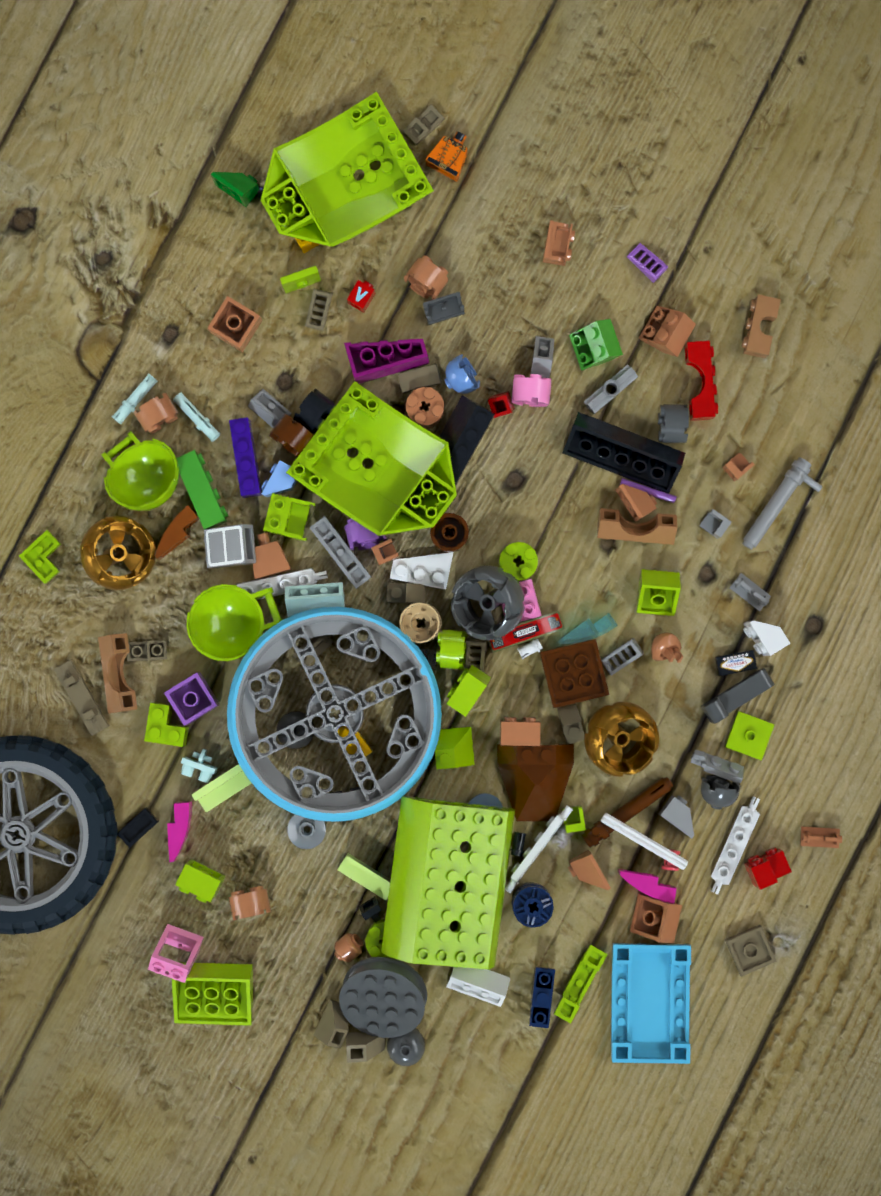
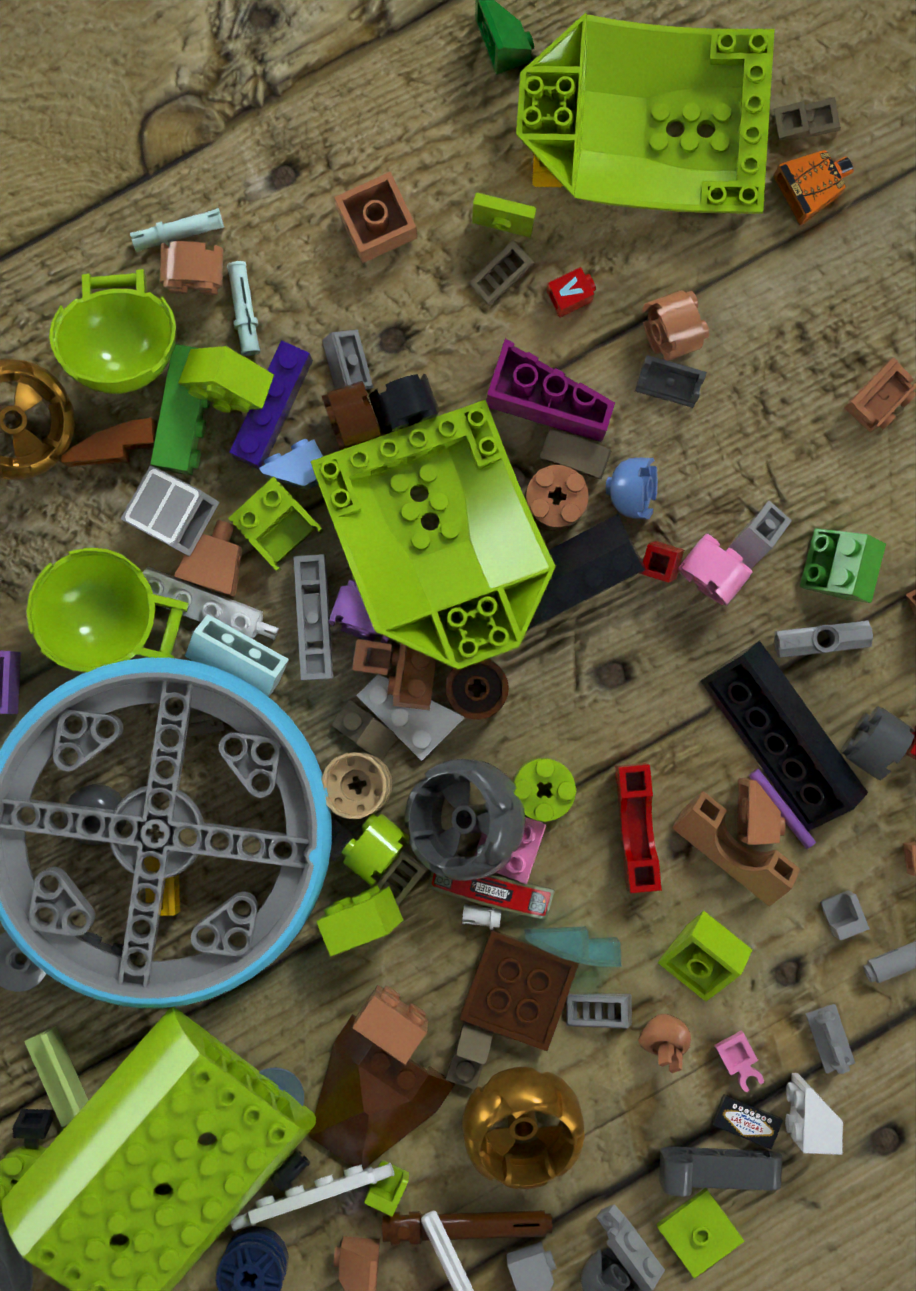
camera: 30 degrees right, 0 degrees up
(214, 459) = (225, 379): none -> lime brick
(413, 548) = (413, 678): none -> nougat bracket
(454, 748) = (290, 984): lime slope -> none
(579, 550) = (636, 825): none -> red arch
(708, 632) = (739, 1057): none -> bright pink plate

